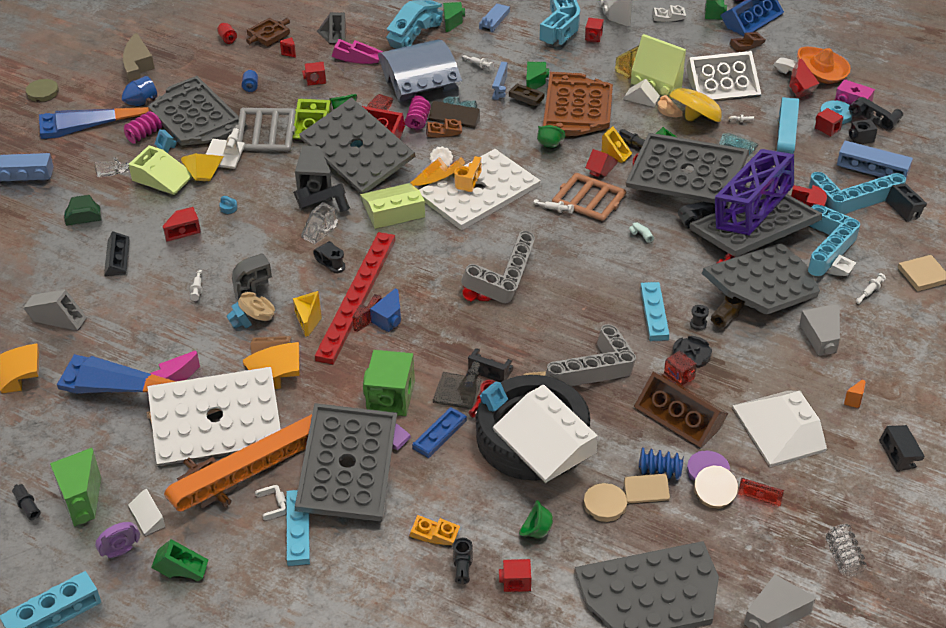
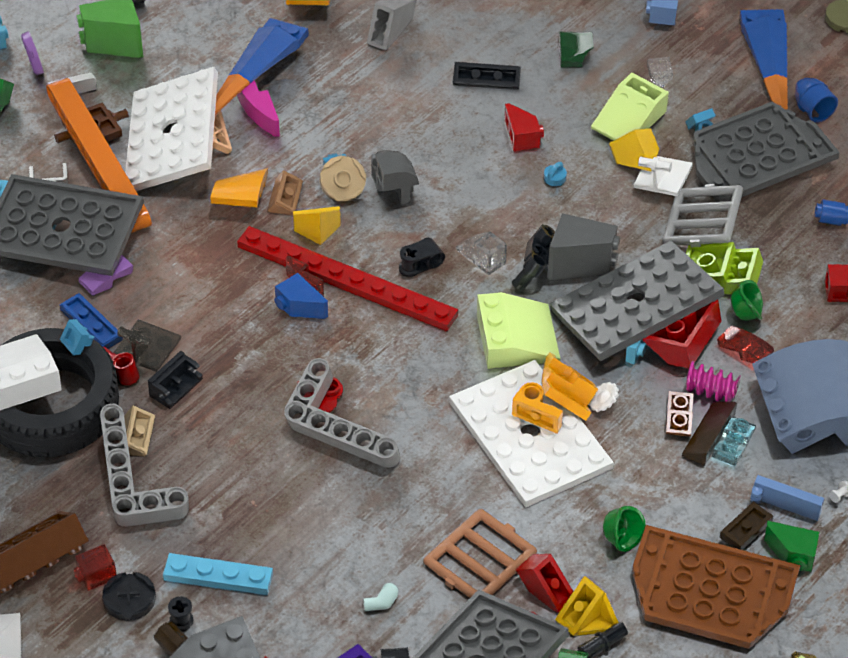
camera: 100 degrees right, 5 degrees up
(141, 126) = (732, 97): dark pink piece -> none
(196, 288) = (407, 137): white piece -> none
(389, 382) = (166, 274): bright green brick -> none
(556, 206) = (460, 513): white piece -> none

